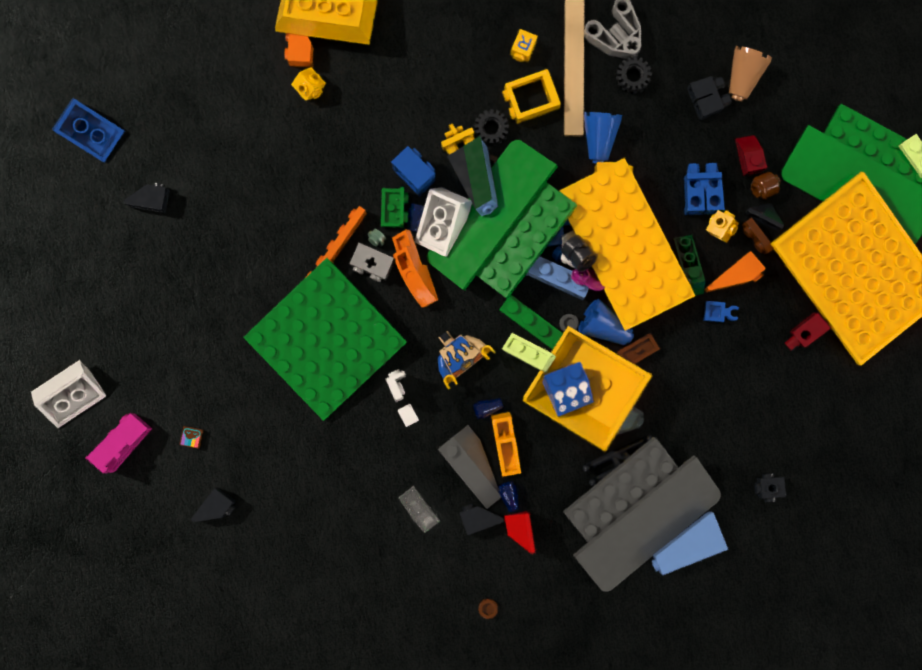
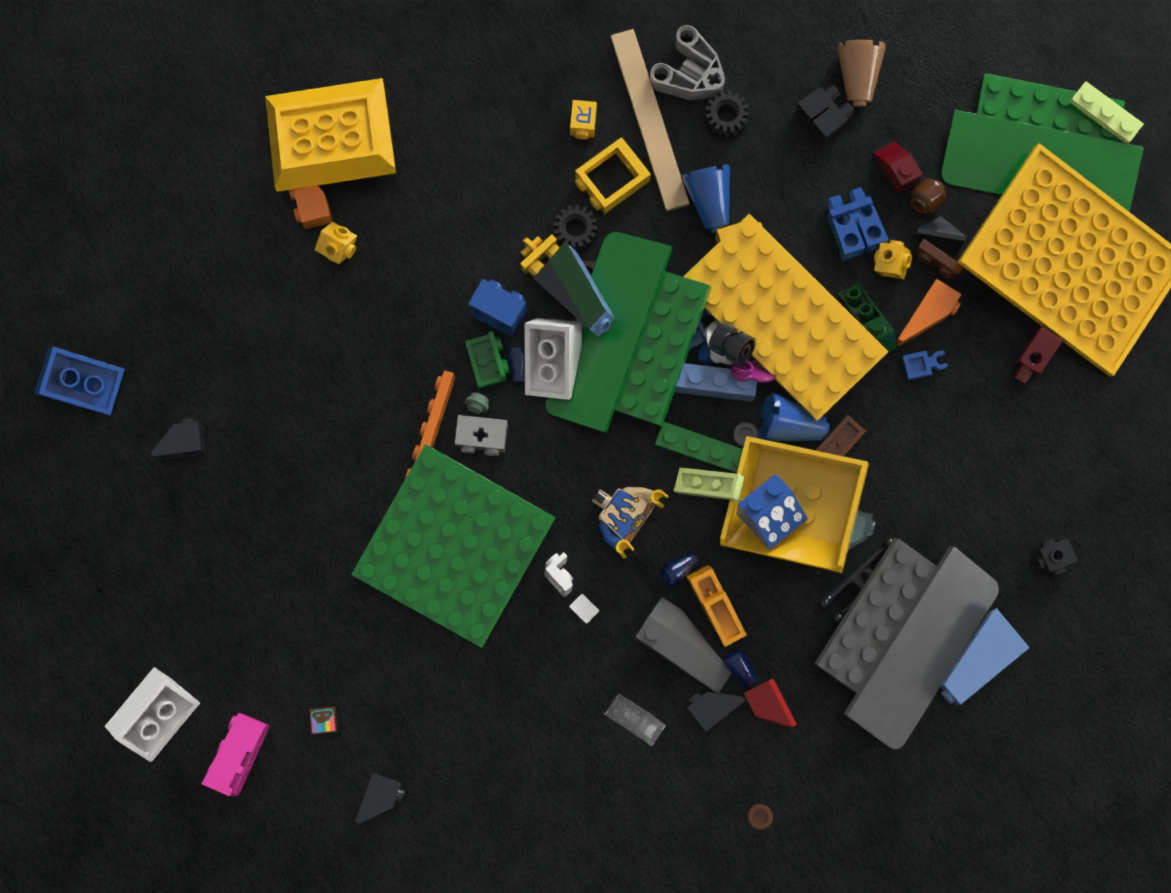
camera: 20 degrees left, 5 degrees down
(412, 271) = (535, 430): orange slope -> none

